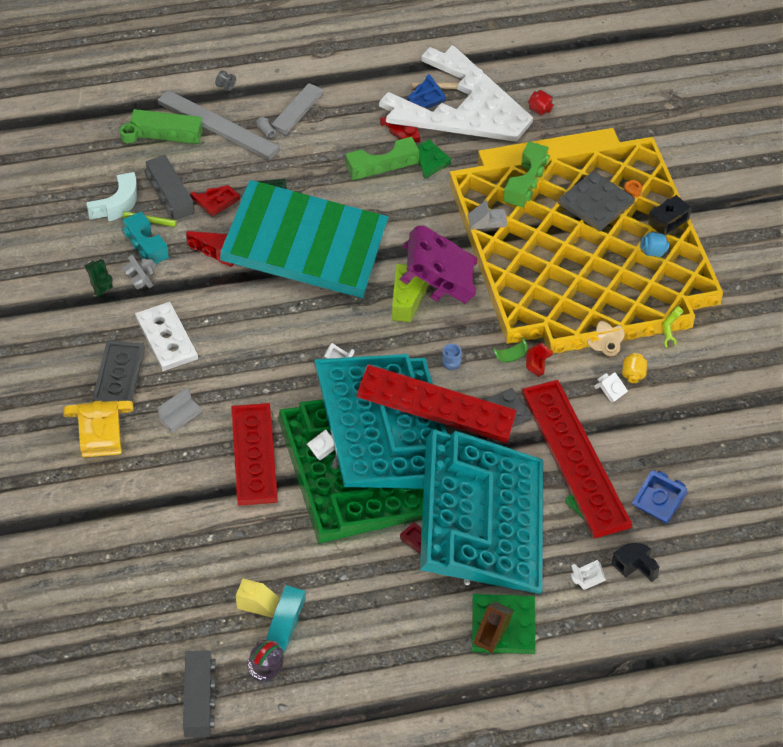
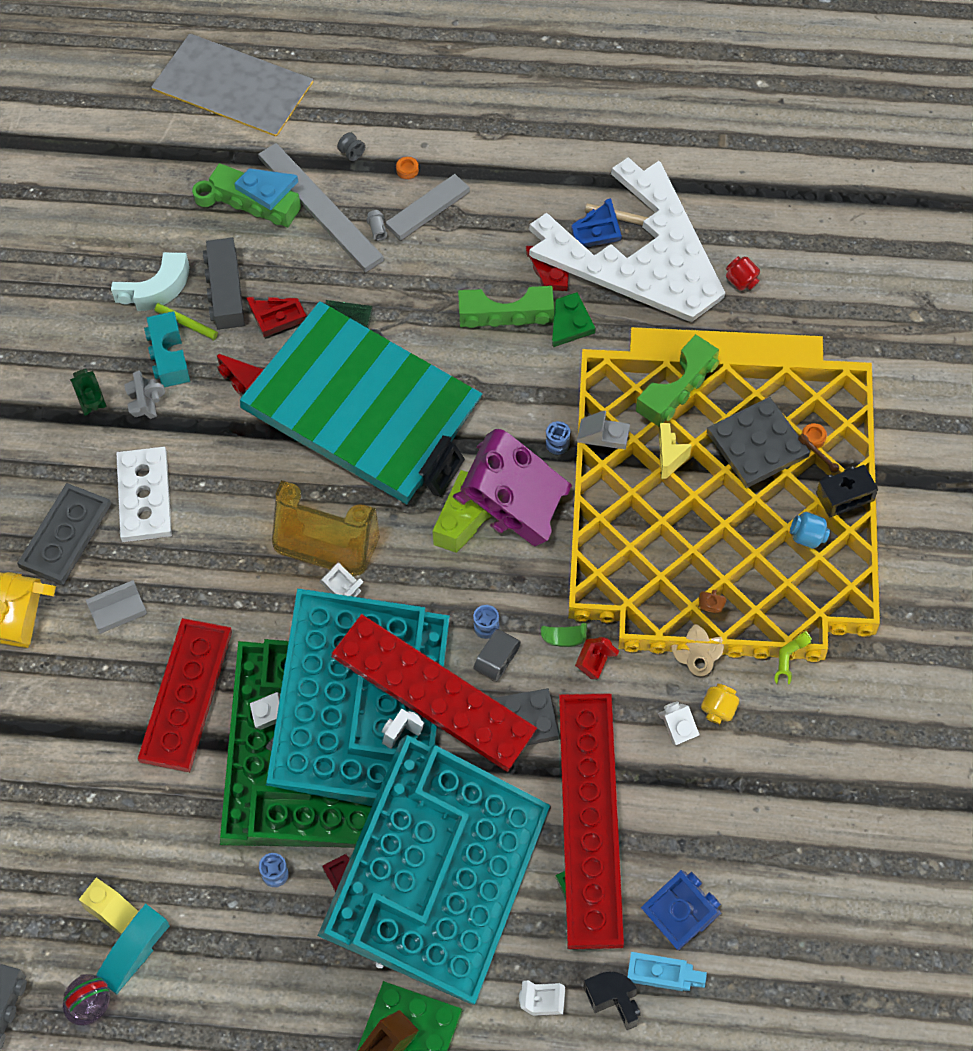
camera: 20 degrees right, 10 degrees up
(116, 59) = (232, 84): none -> flat silver piece
(176, 116) = (265, 186): none -> dark azure wing
(271, 87) = (407, 168): none -> orange tile
(311, 327) = (323, 537): none -> clear yellow windscreen
(366, 545) = (273, 864): none -> medium blue wheel
(379, 267) = (441, 466): none -> black plate
(425, 425) = (403, 720): none -> white bracket
(454, 231) = (558, 437): none -> medium blue wheel
(467, 375) = (497, 655): none -> dark grey beam
(539, 219) = (671, 454): none -> light yellow slope
(605, 303) = (711, 602): none -> dark orange piece
(653, 204) = (804, 440): none -> reddish brown hinge
(665, 537) = (664, 972): none -> medium azure hinge

